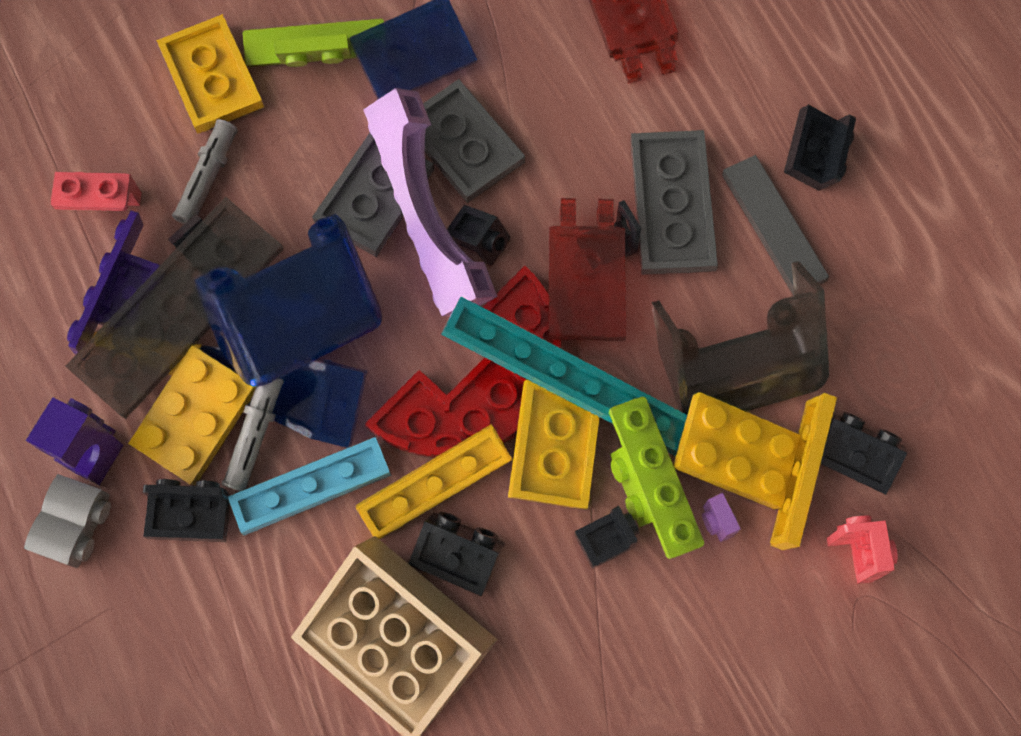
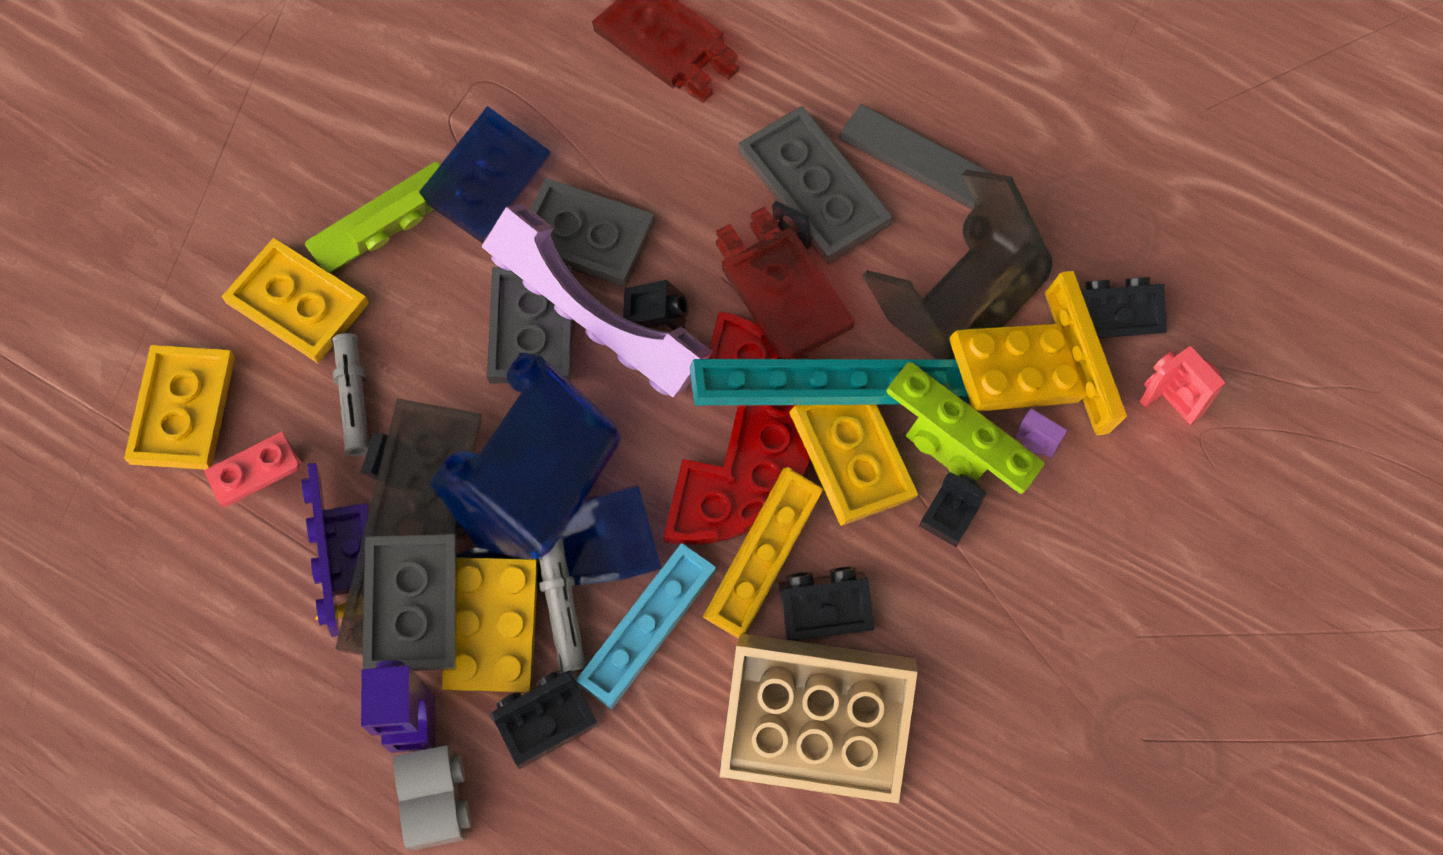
camera: 30 degrees left, 5 degrees down
(76, 111) = (180, 407): none -> yellow plate
(136, 364) = (410, 601): none -> dark grey plate
(819, 148) = (914, 68): black bracket -> none

